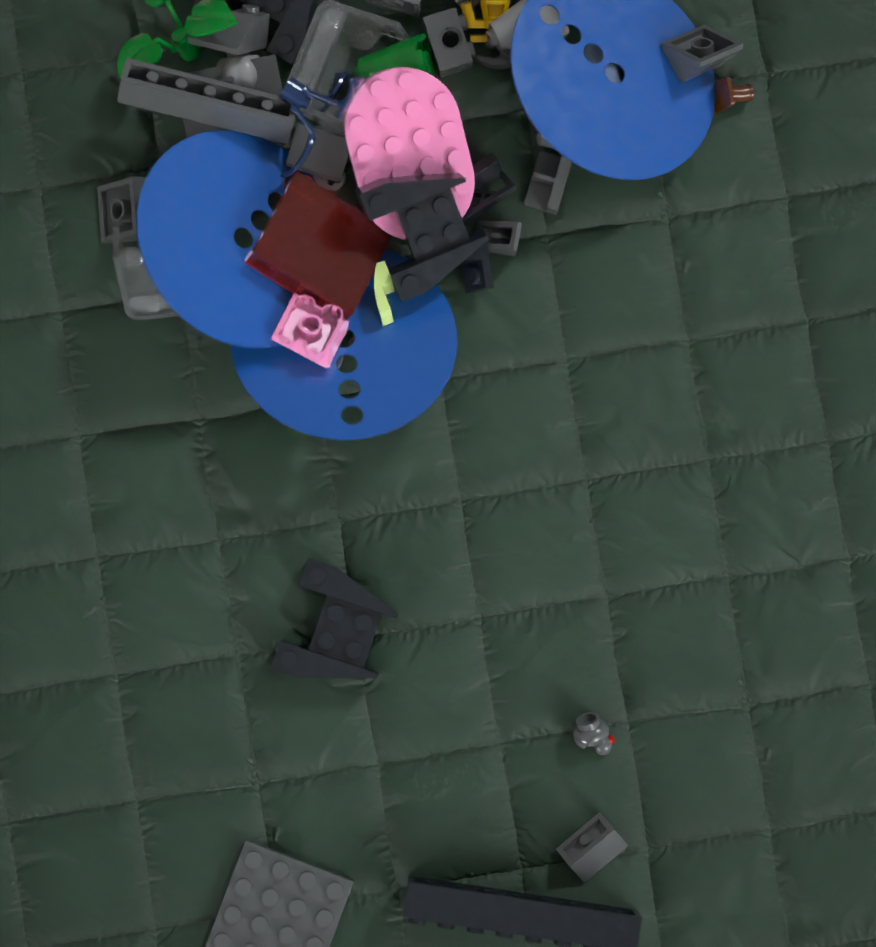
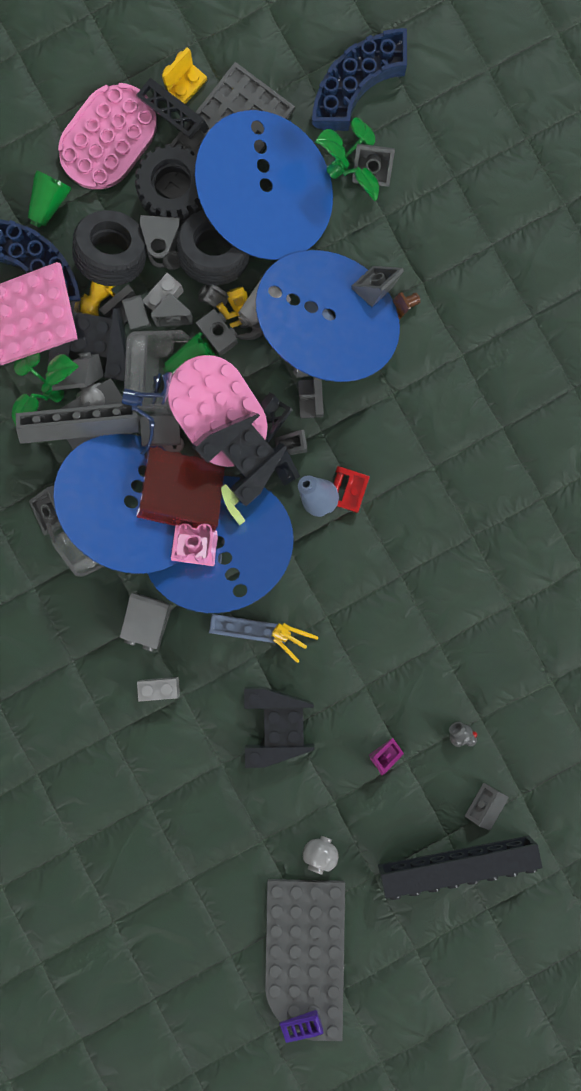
camera: 15 degrees left, 0 degrees up
(187, 516) = (158, 689): none -> light grey brick
(202, 414) = (145, 621): none -> dark grey slope
(333, 830) = (320, 855): none -> light grey plant
(343, 477) = (242, 628): none -> sand blue tile
(390, 499) = (282, 633): none -> yellow plant
(475, 724) = (386, 756): none -> magenta slope
(508, 322) = (318, 495): none -> sand blue cone
(561, 336) = (354, 490): none -> red plate

